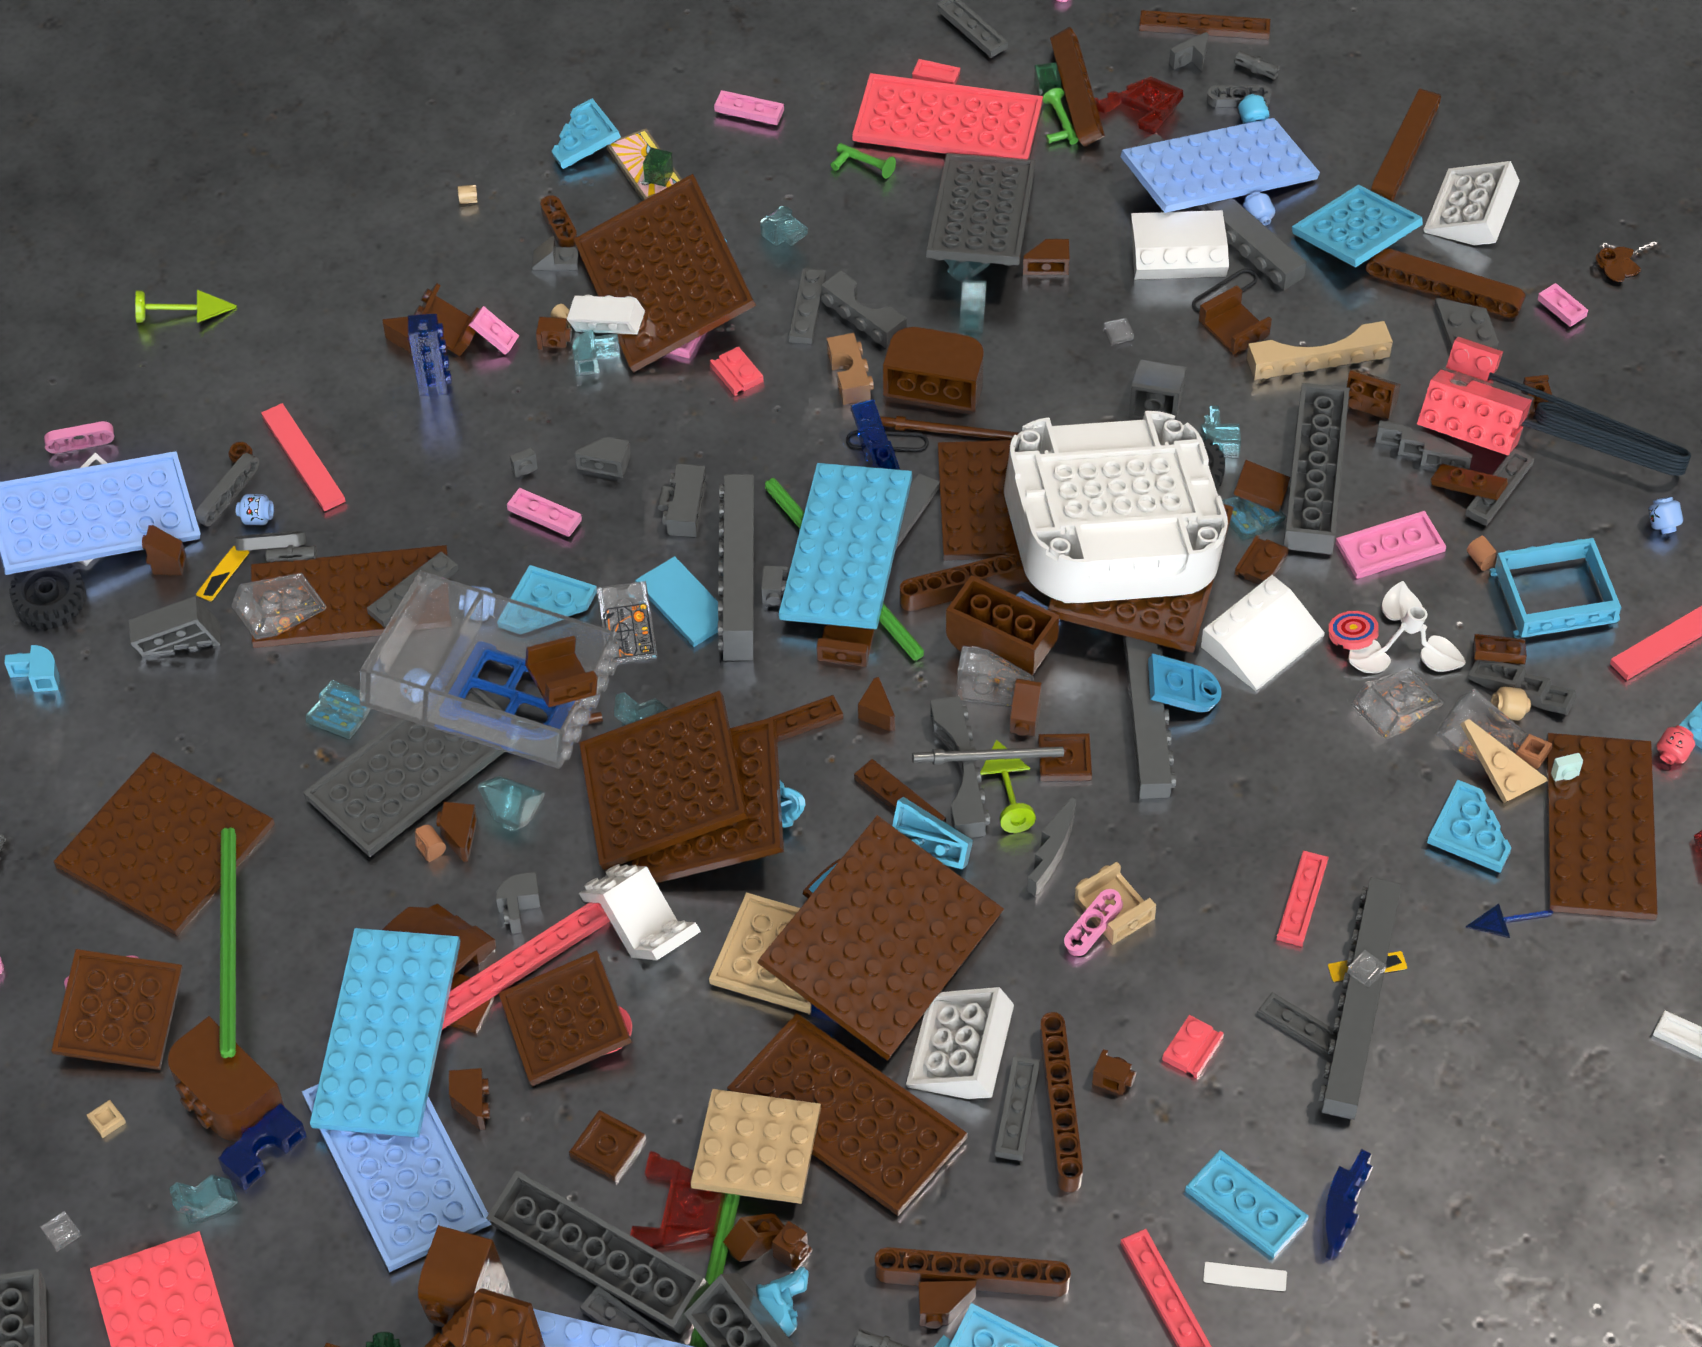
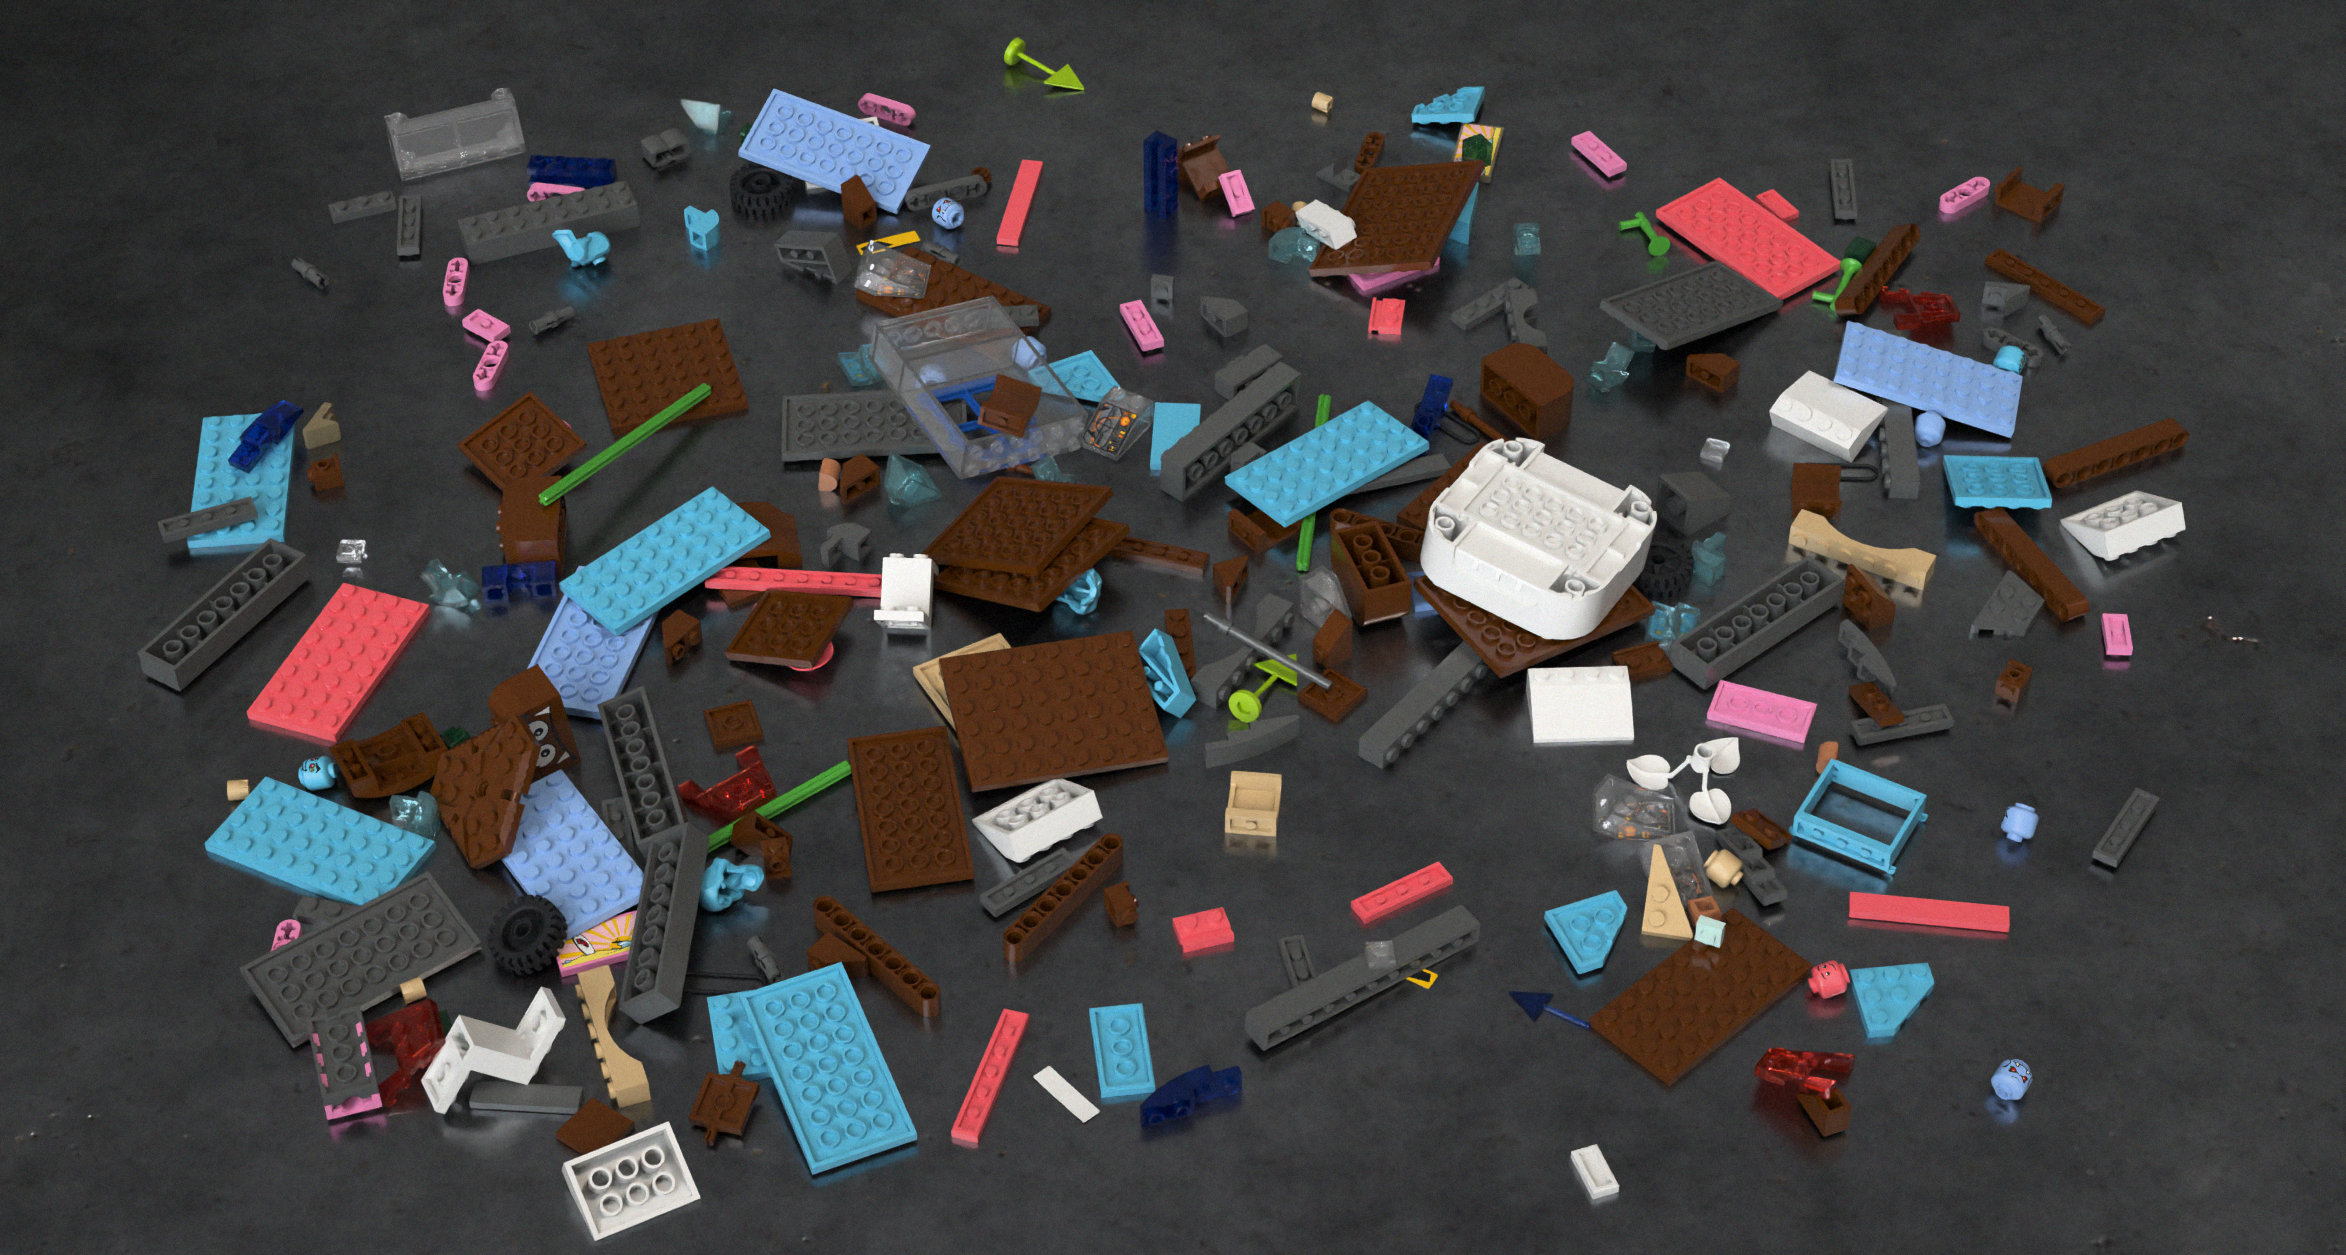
camera: 40 degrees right, 10 degrees down
(106, 1118) = (450, 508): tan tile -> none
(270, 540) = (937, 238): beam -> none
(756, 1146) = (820, 781): tan plate -> none
(846, 354) = (1465, 367): medium nougat arch -> none
(1099, 903) = (1201, 804): bright pink beam -> none
(1182, 684) = (1471, 697): dark azure tile -> none
(1262, 485) = (1694, 605): reddish brown tile -> none
(1353, 630) = (1656, 745): coral tile -> none
(1473, 409) = (1945, 664): piece -> none
(1617, 263) = (2206, 633): reddish brown plate -> none

